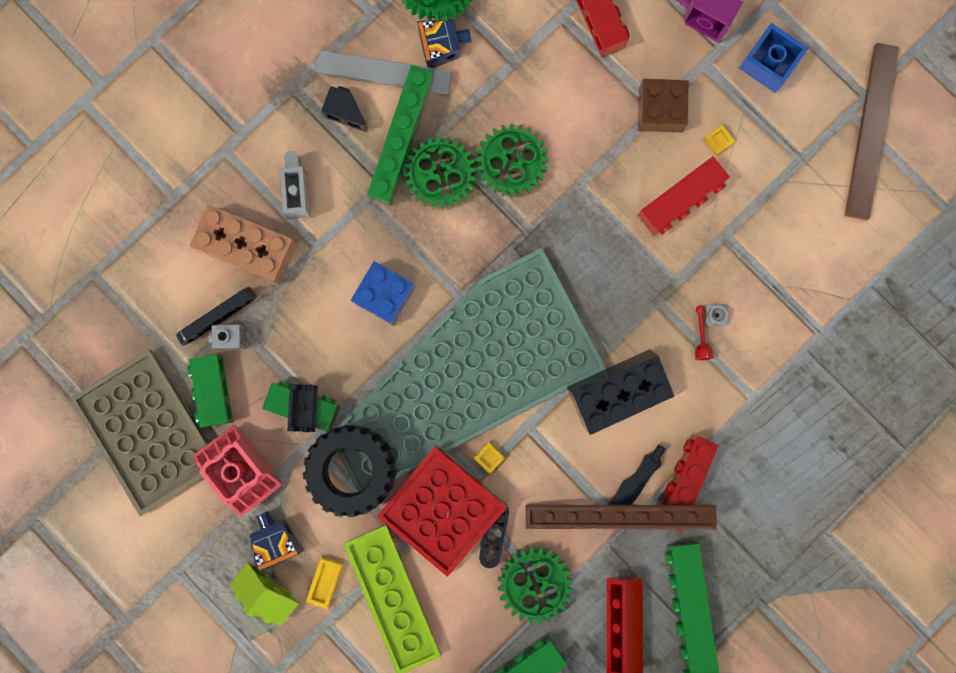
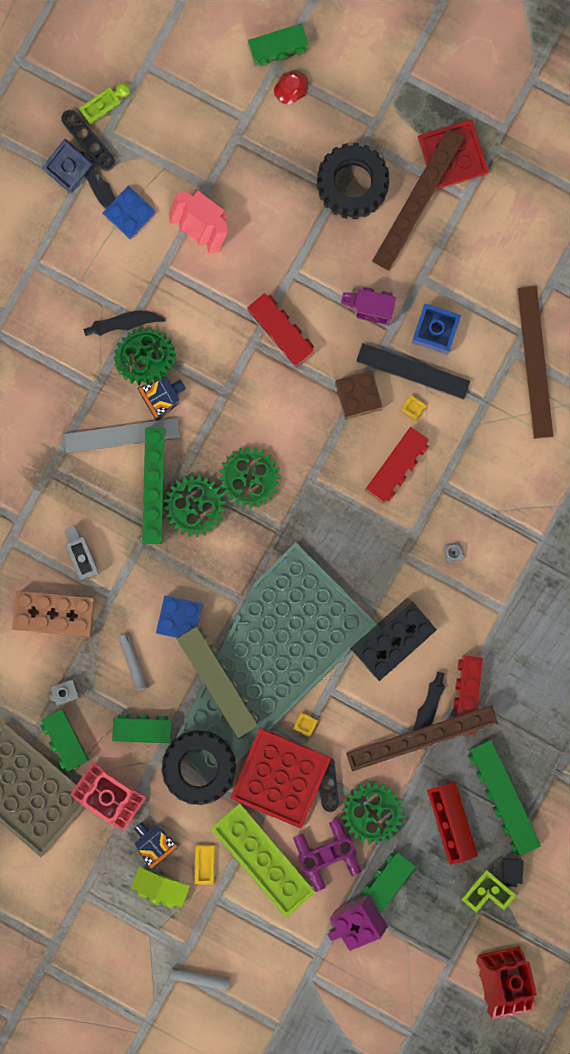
camera: 20 degrees left, 0 degrees up
(216, 316) = (49, 678): black beam -> none
(302, 408) = (146, 730): black hinge -> none
(315, 327) = (132, 662): none -> light grey pin
(342, 108) = (98, 476): black slope -> none
(402, 377) = (217, 682): none -> olive brick
(467, 617) = (327, 854): none -> magenta piece
(702, 351) = (450, 585): red hinge -> none
(731, 99) = (413, 371): none -> black tile

